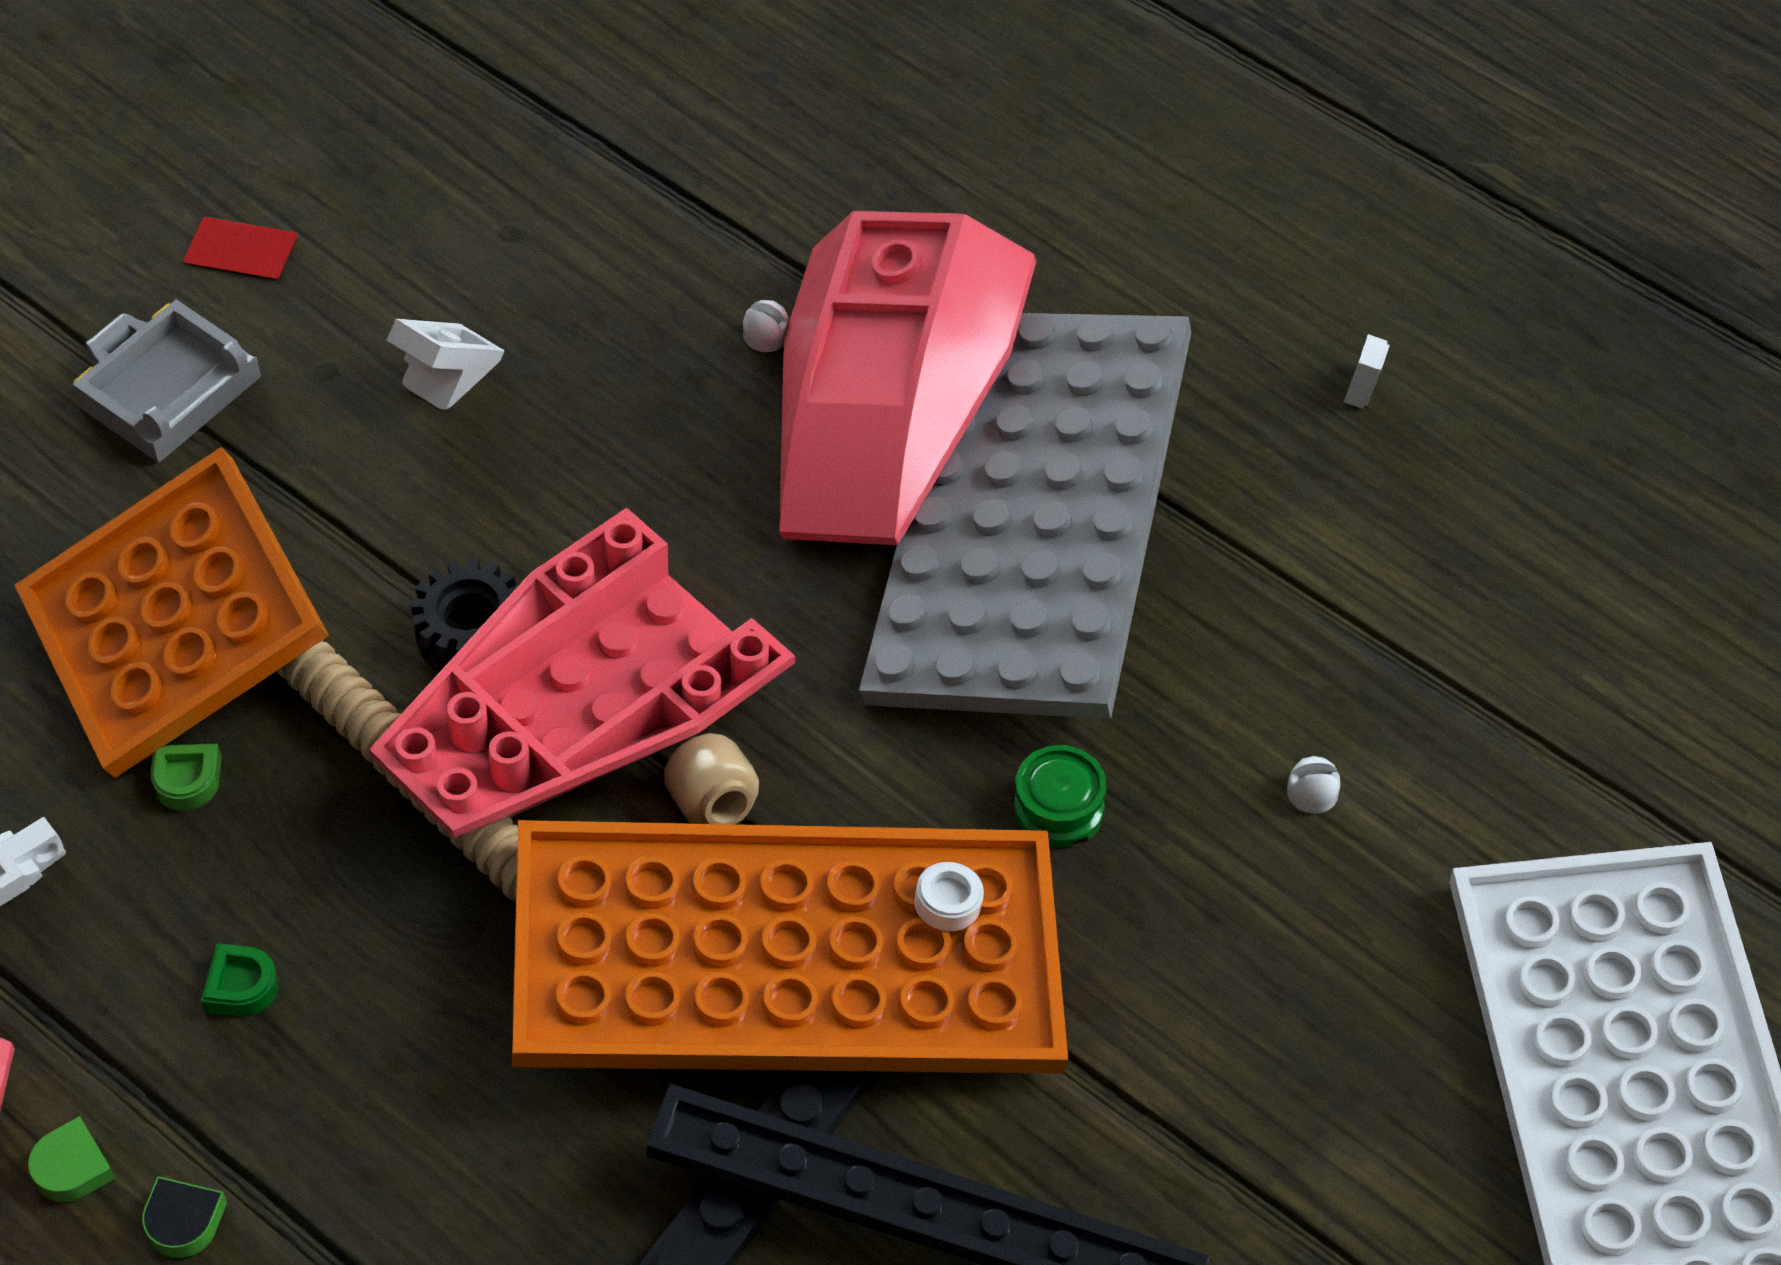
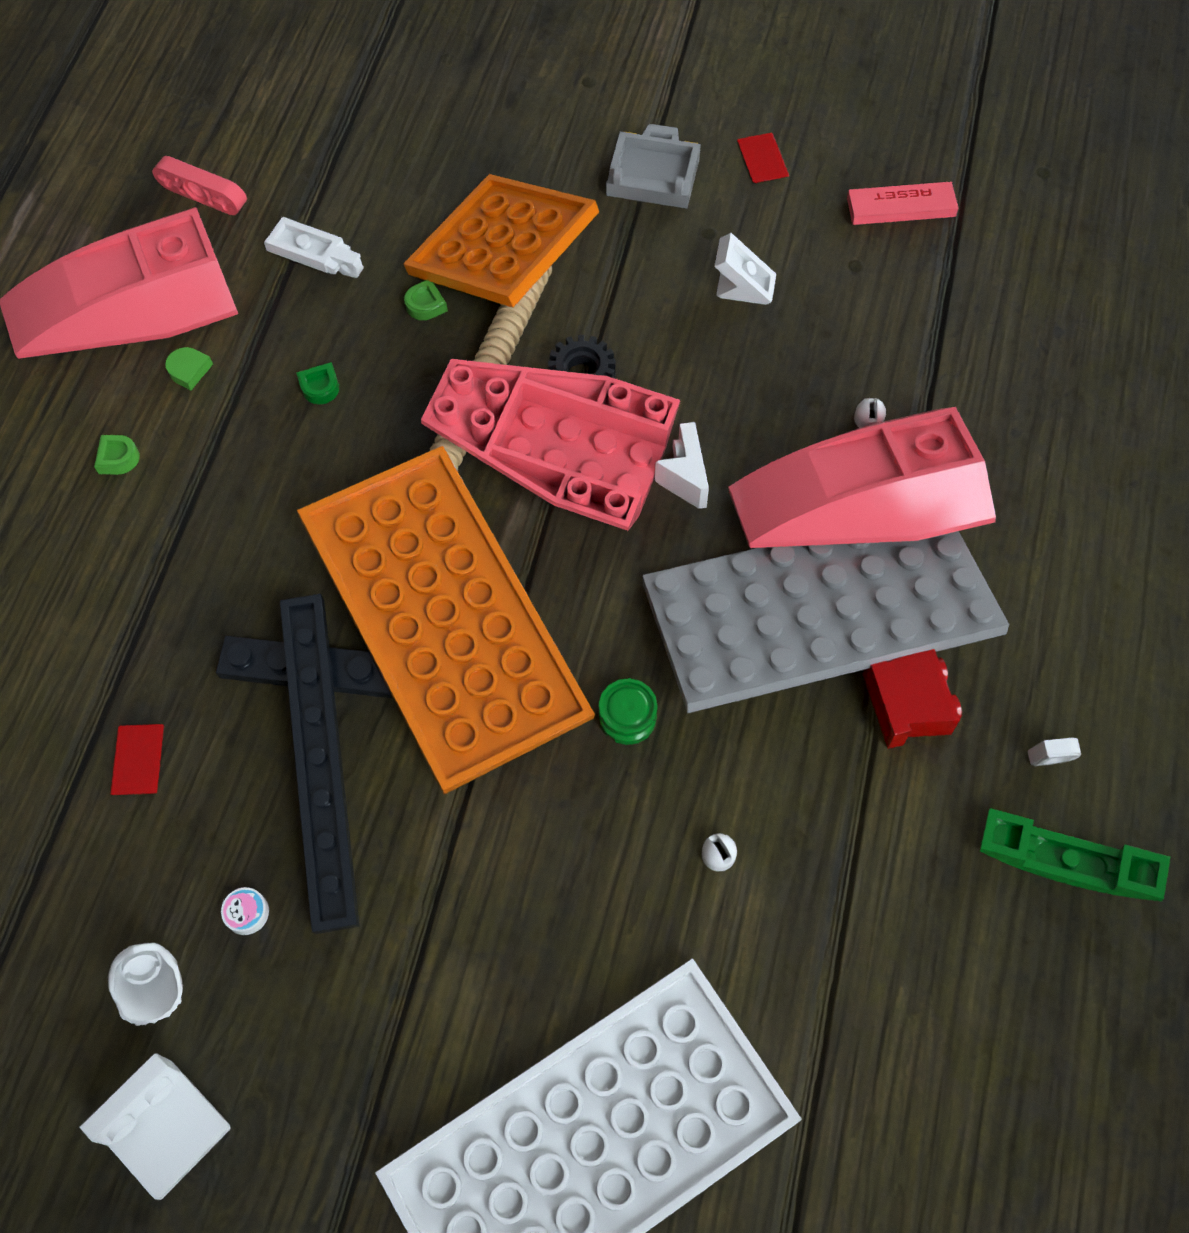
camera: 65 degrees right, 10 degrees up
(182, 1217) = (178, 426): black tile -> none
(448, 131) = (902, 203): none -> coral tile
(711, 780) = (538, 530): tan head -> none
(733, 561) = (686, 471): none -> white slope
(948, 896) = (513, 678): white tile -> none
(1218, 476) = (912, 697): none -> red hips
(1516, 419) = (1074, 861): none -> green slope

